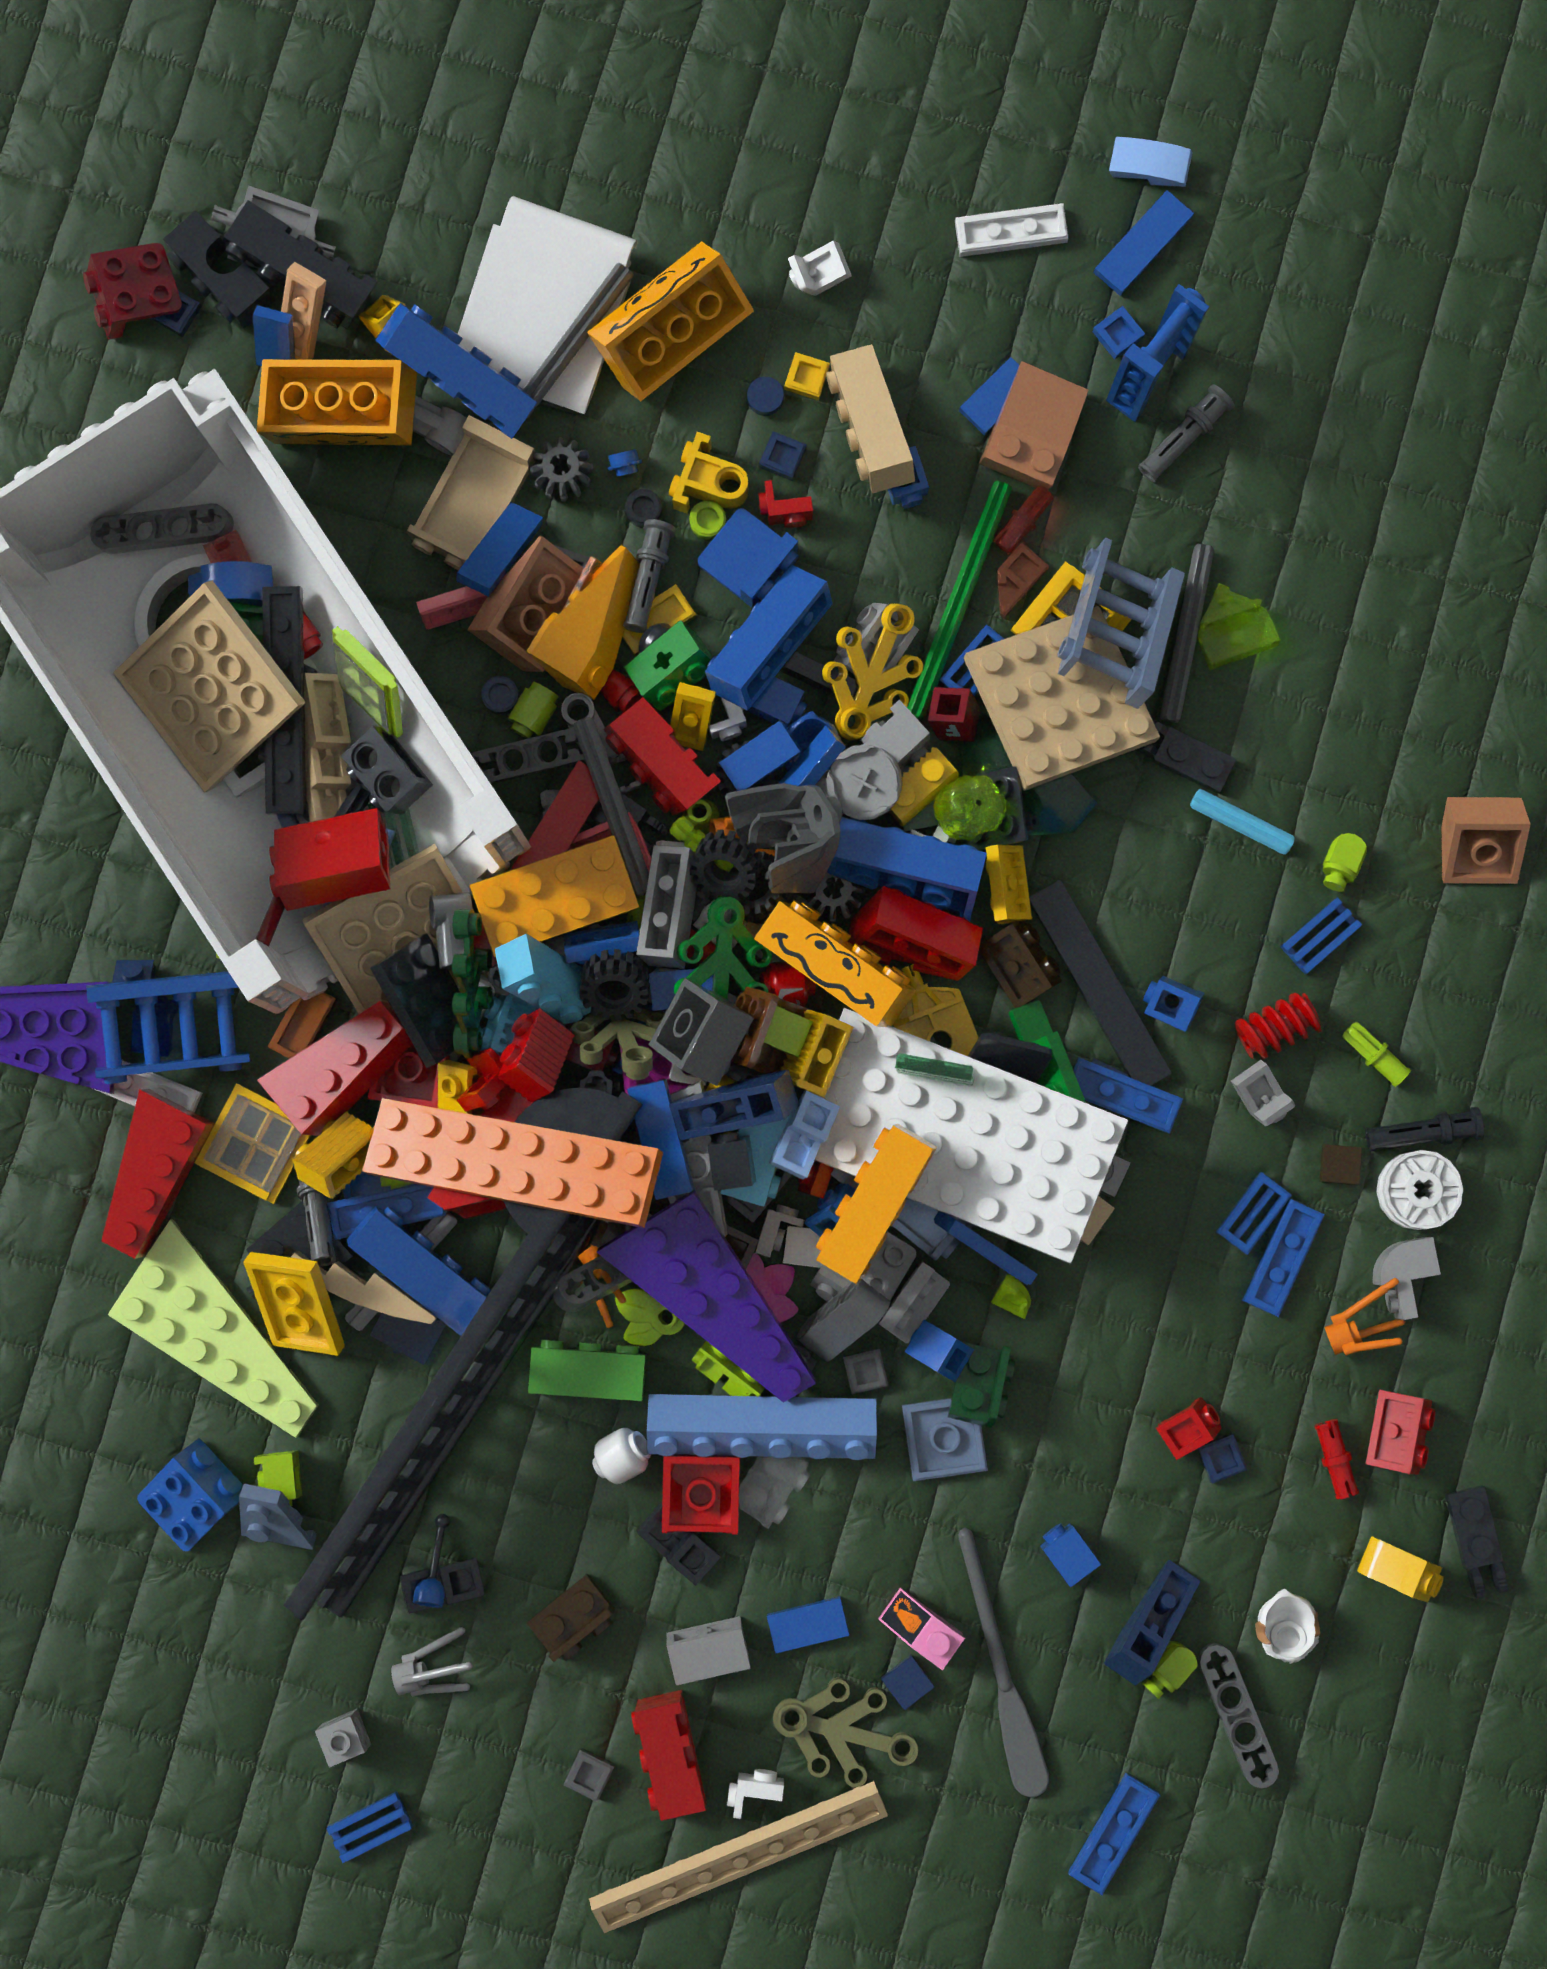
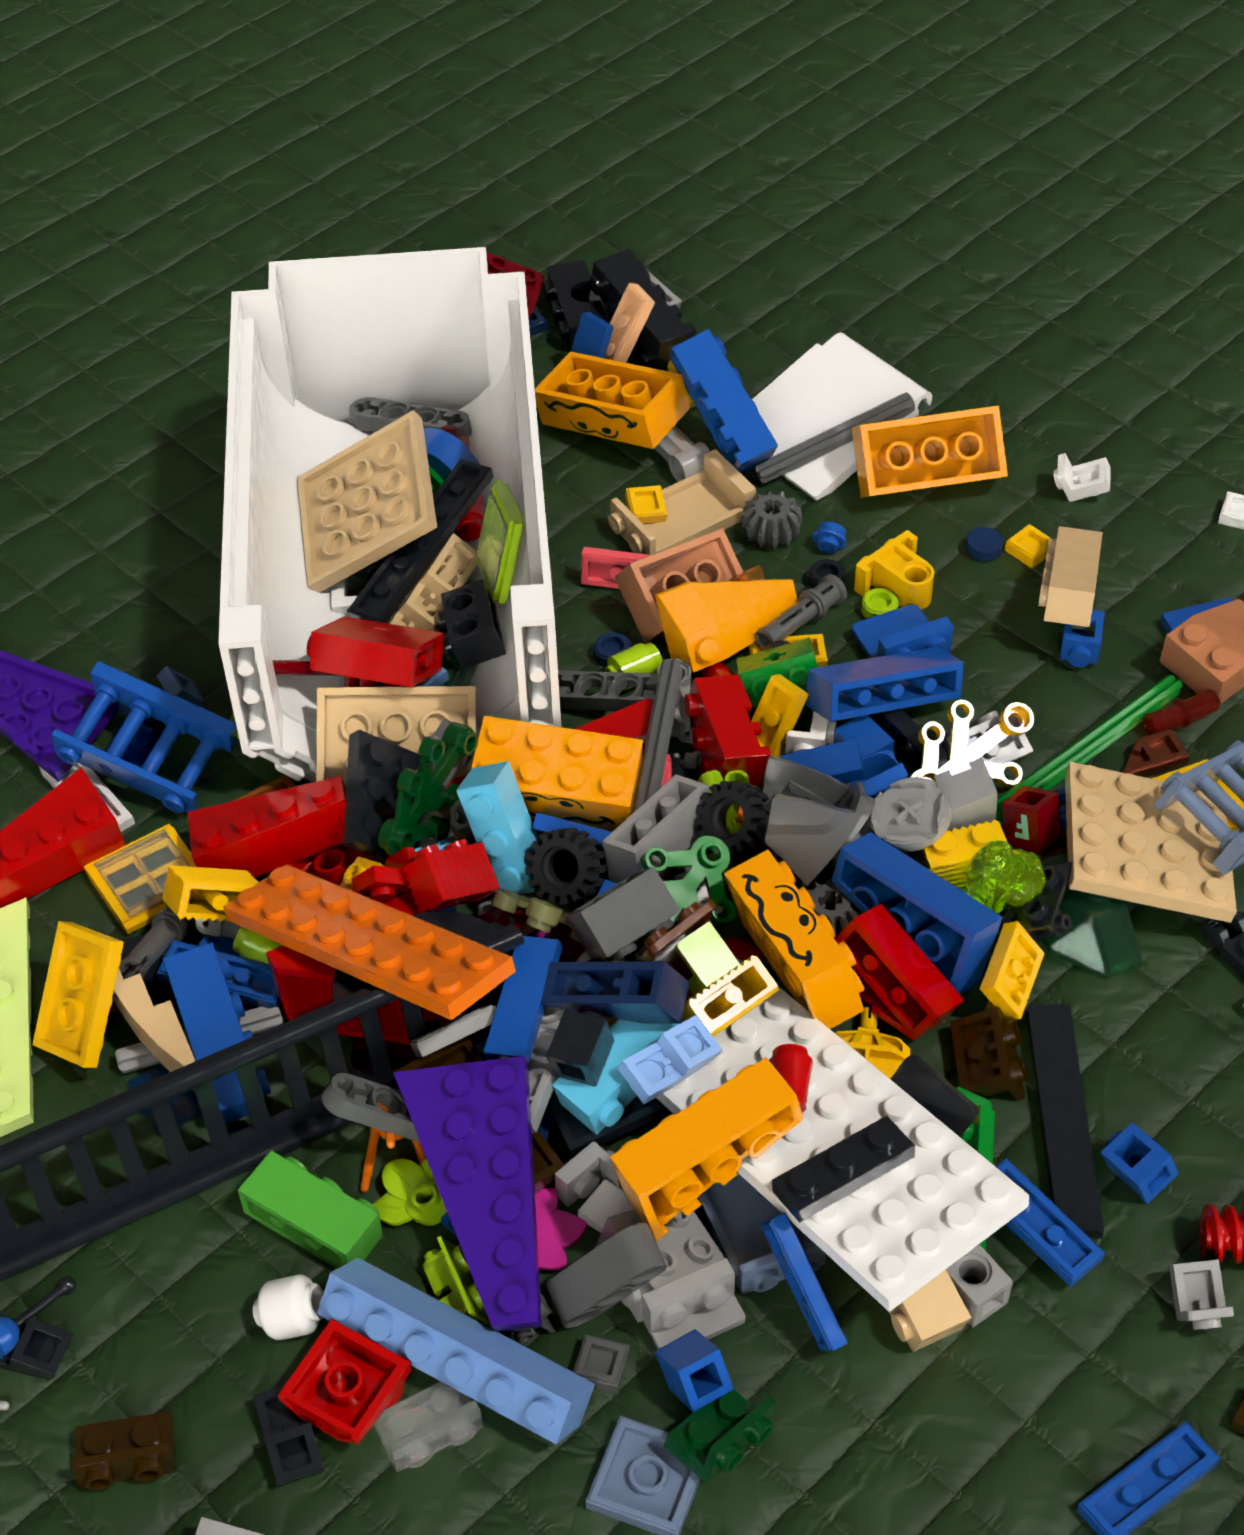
camera: 30 degrees right, 35 degrees down
(152, 944) = (180, 686): none -> medium blue plate
(437, 510) = (646, 503): none -> yellow tile
(499, 549) = (659, 538): blue tile -> none
(782, 456) = (976, 589): dark blue tile -> none
(789, 512) = (964, 617): red bracket -> none
(906, 1107) = (795, 1068): none -> red cone
(935, 1069) = (843, 1056): clear green tile -> none
(985, 1170) = (843, 1168): none -> black plate
(1012, 1296) = (808, 1363): lime tile -> none
(1234, 1238) = (1100, 1436): blue tile -> none

